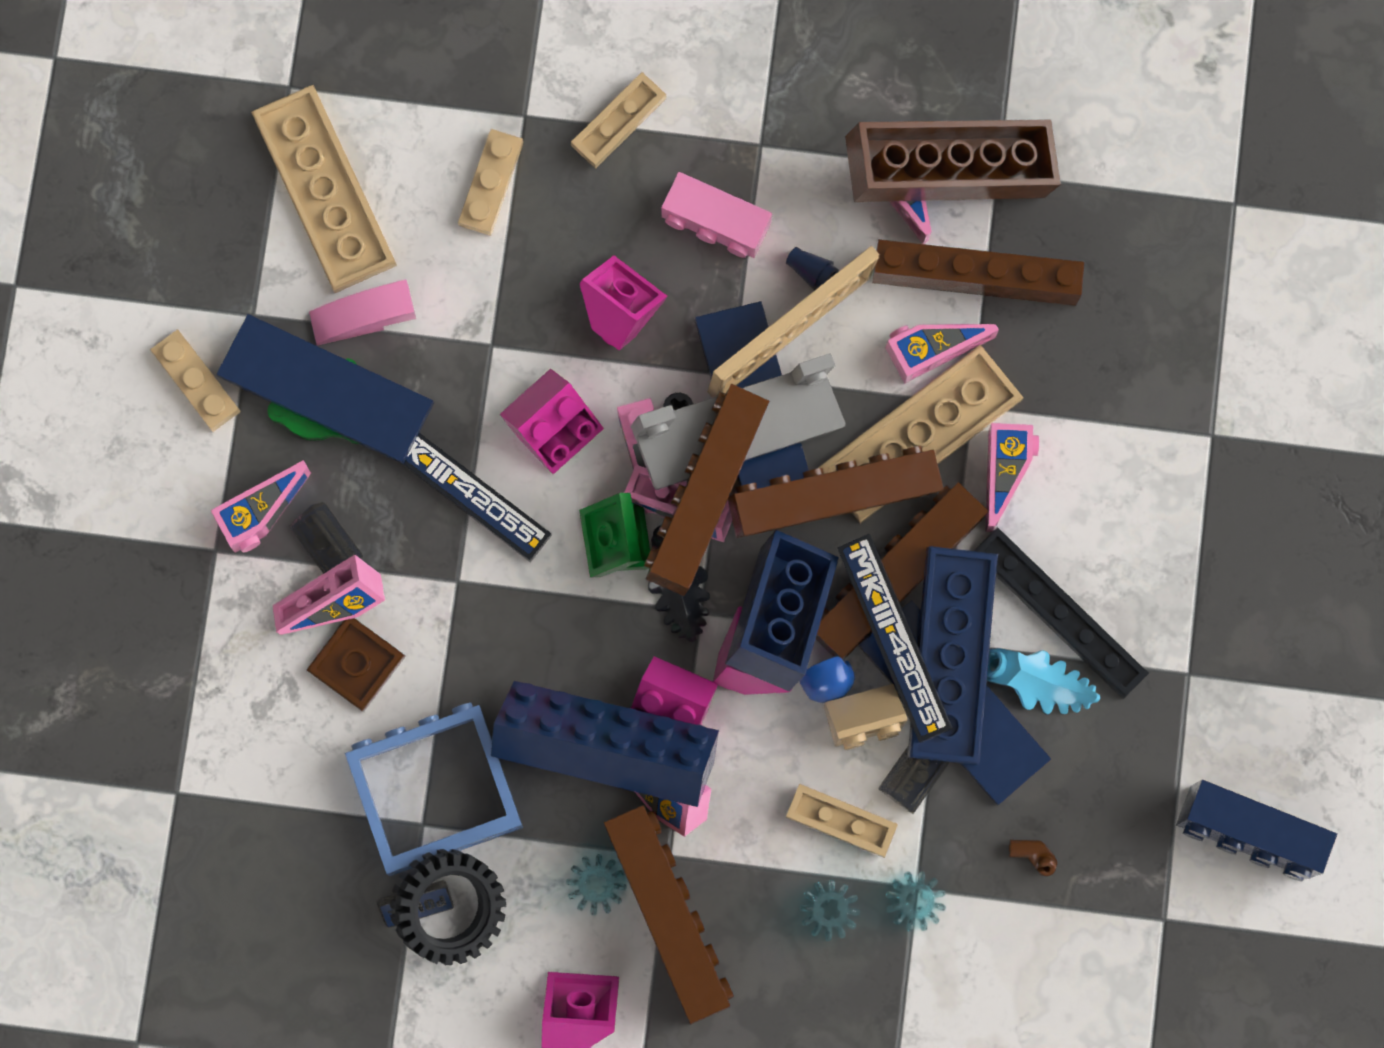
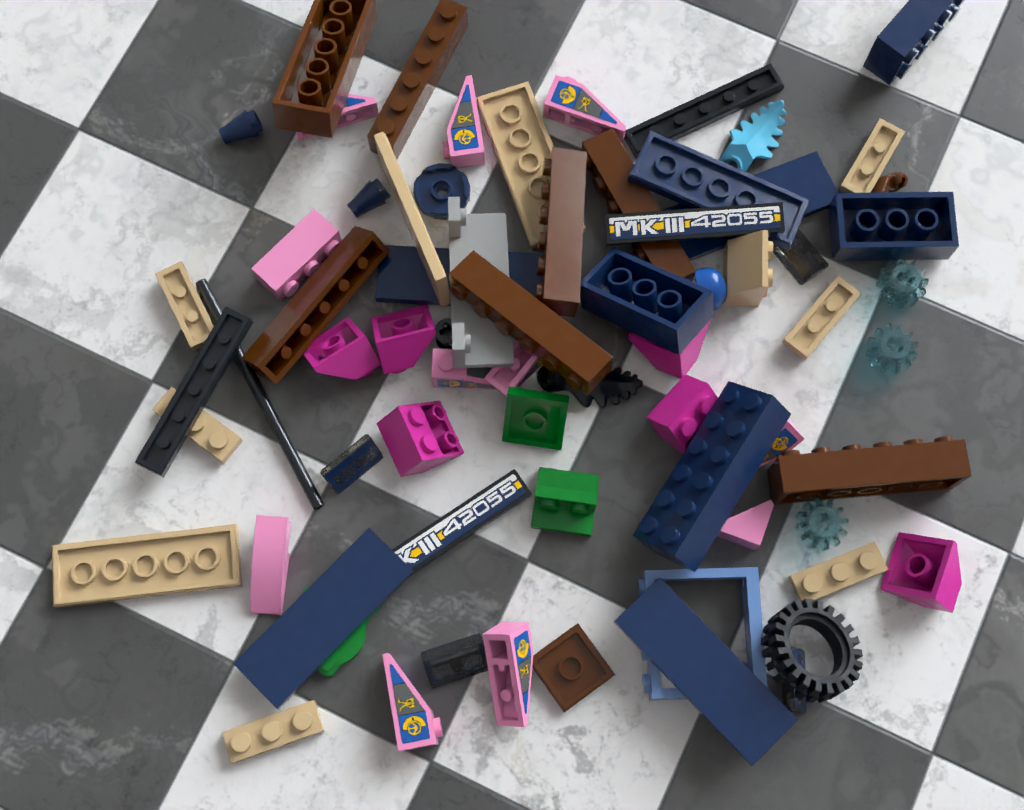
camera: 70 degrees left, 5 degrees down
(389, 798) = (706, 671): none -> dark blue tile
(499, 359) = (352, 464): none -> slope
(522, 165) = (194, 392): none -> black tile
(533, 599) = (565, 501): none -> green bracket
(548, 232) = (266, 406): none -> black piece
(549, 920) = (838, 572): none -> tan plate
(567, 805) = (748, 527): none -> bright pink slope
(659, 360) = (402, 337): none -> dark pink slope
(663, 256) = (315, 304): none -> reddish brown brick
(851, 100) = (241, 127): none -> dark blue cone
(853, 329) = (440, 178): none -> dark blue plate
(979, 869) = (893, 226): none -> dark blue brick
(1061, 827) = (872, 158): none -> tan plate

